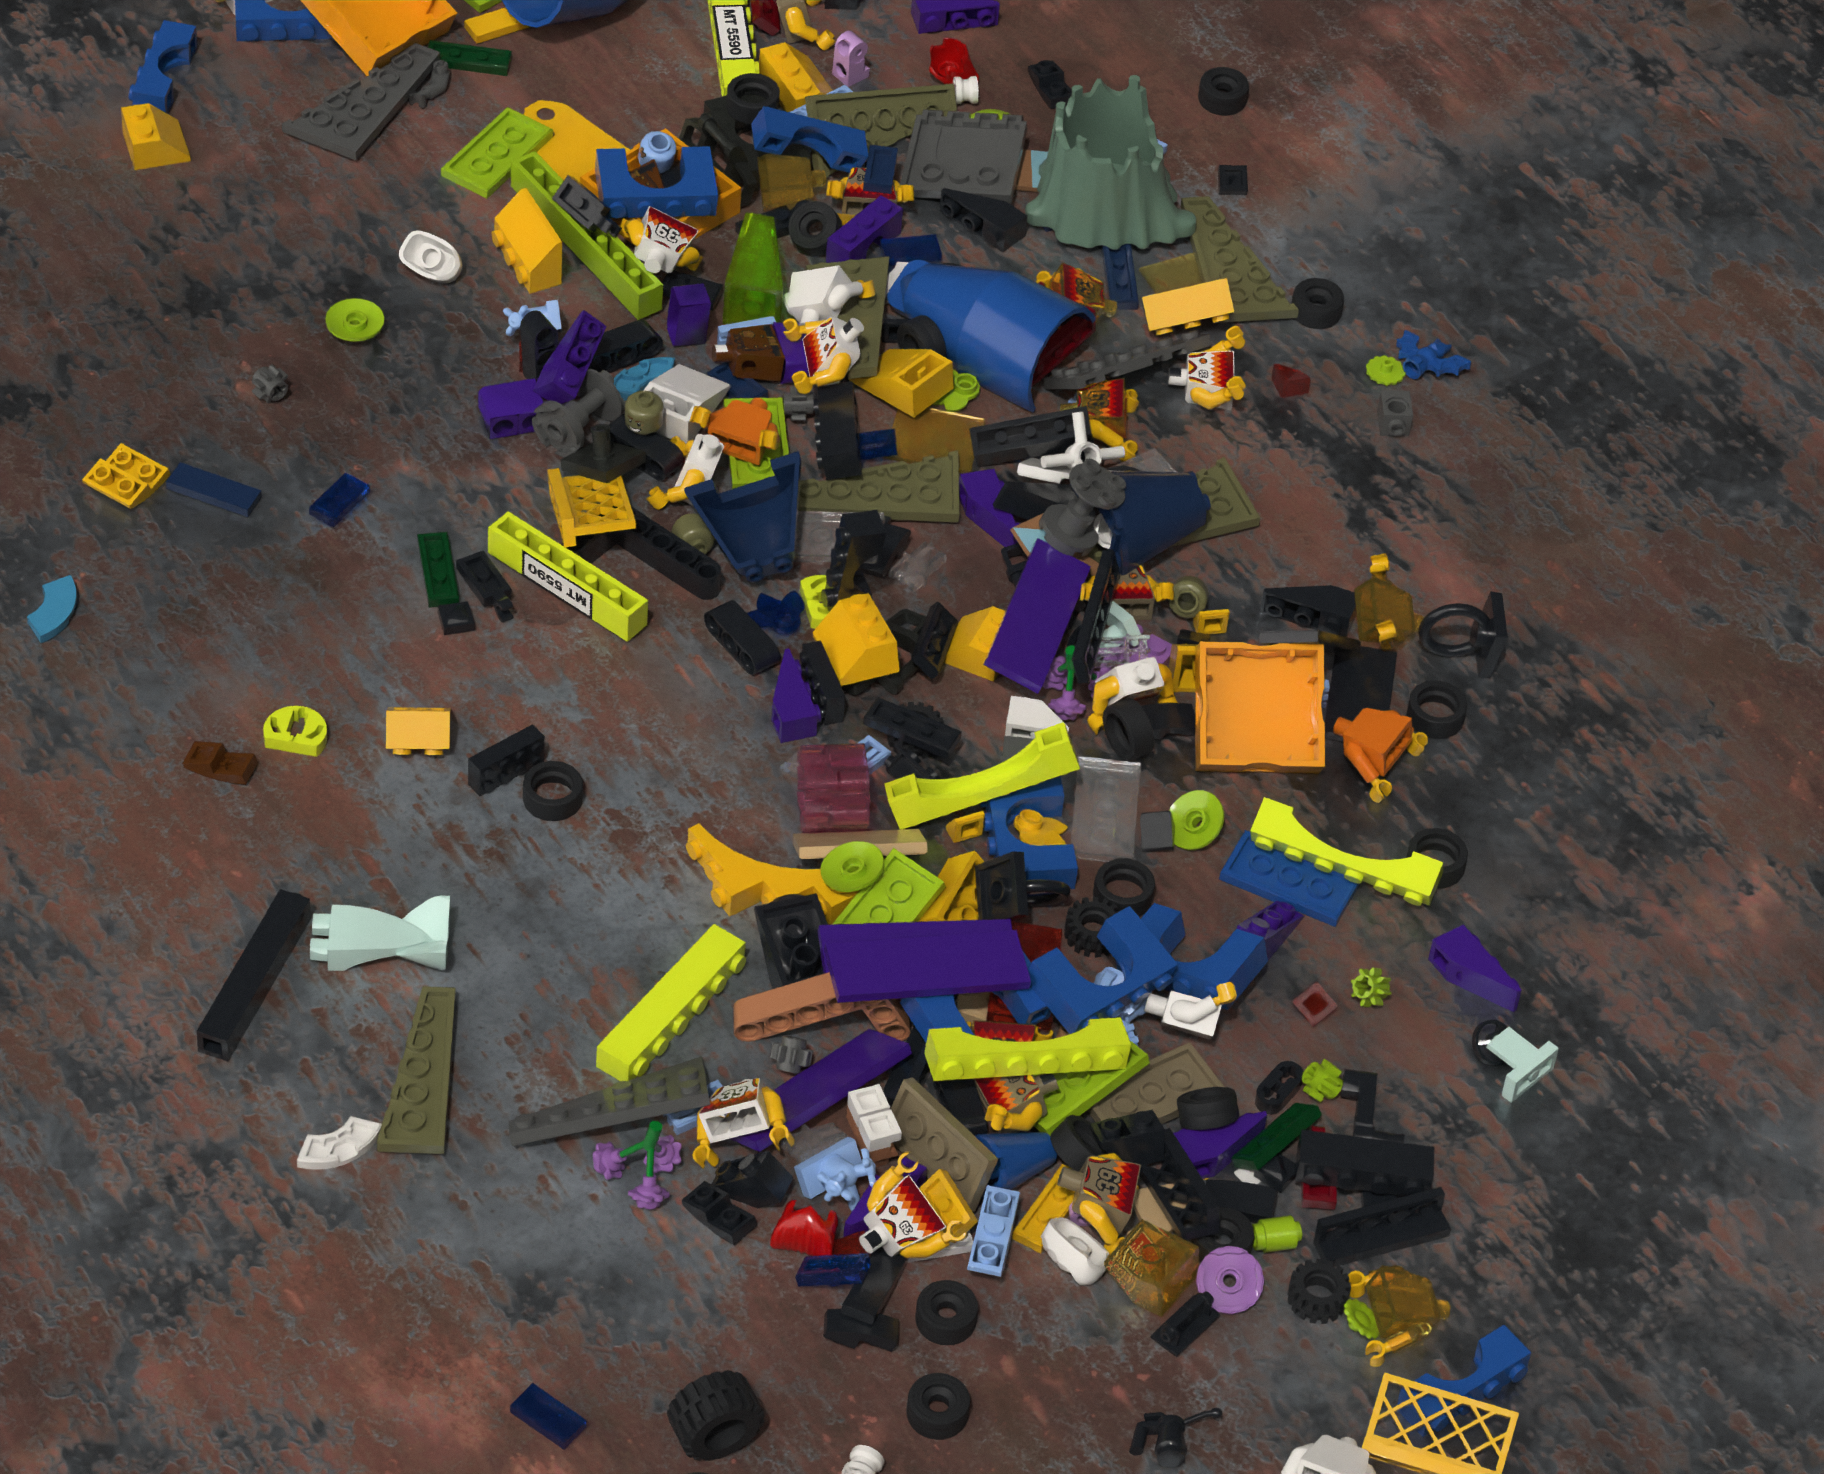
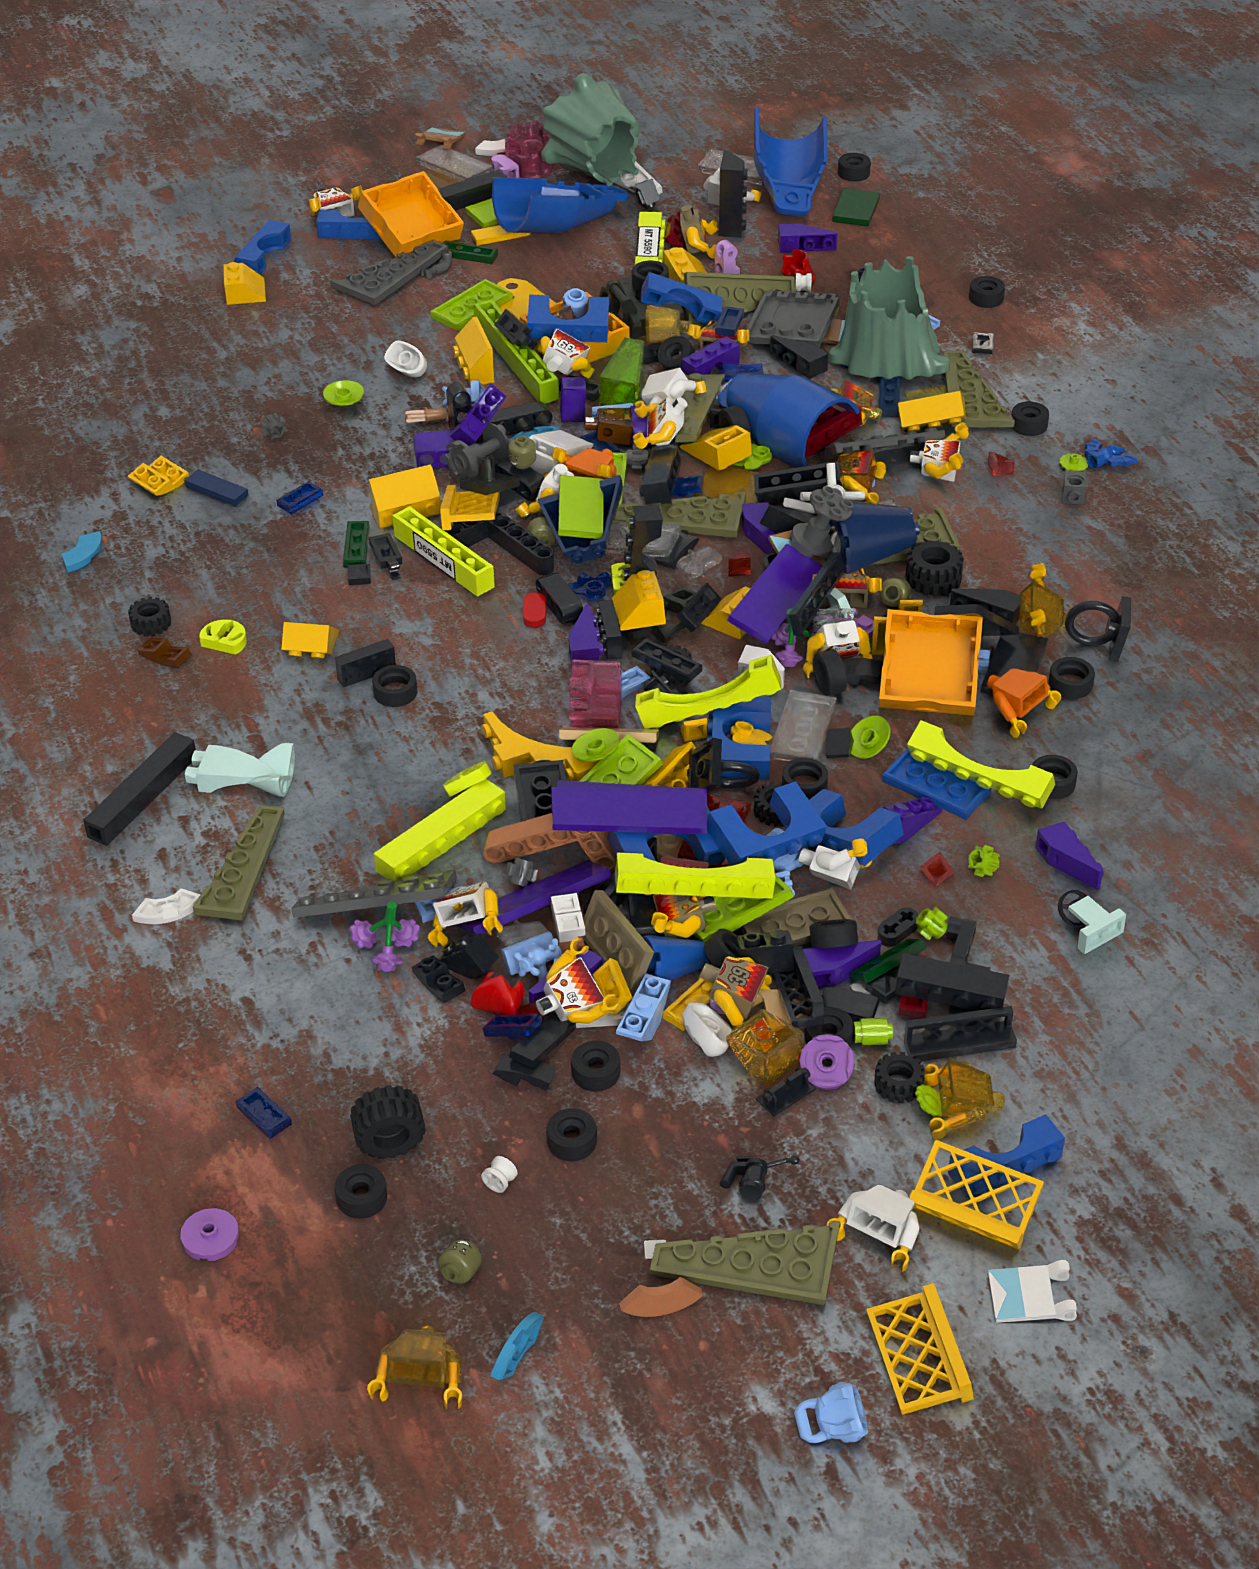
camera: 15 degrees right, 5 degrees down
(184, 694) = (149, 616): none -> black tyre
(482, 349) = (425, 415): none -> medium nougat axle
(491, 488) = (404, 489): none -> yellow slope
(689, 925) = (467, 778): none -> neon yellow piece
(710, 657) = (534, 610): none -> red tile
(748, 499) = (580, 507): none -> lime tile
(973, 565) = (739, 563): none -> clear red slope
(1233, 555) = (934, 567): none -> black tyre

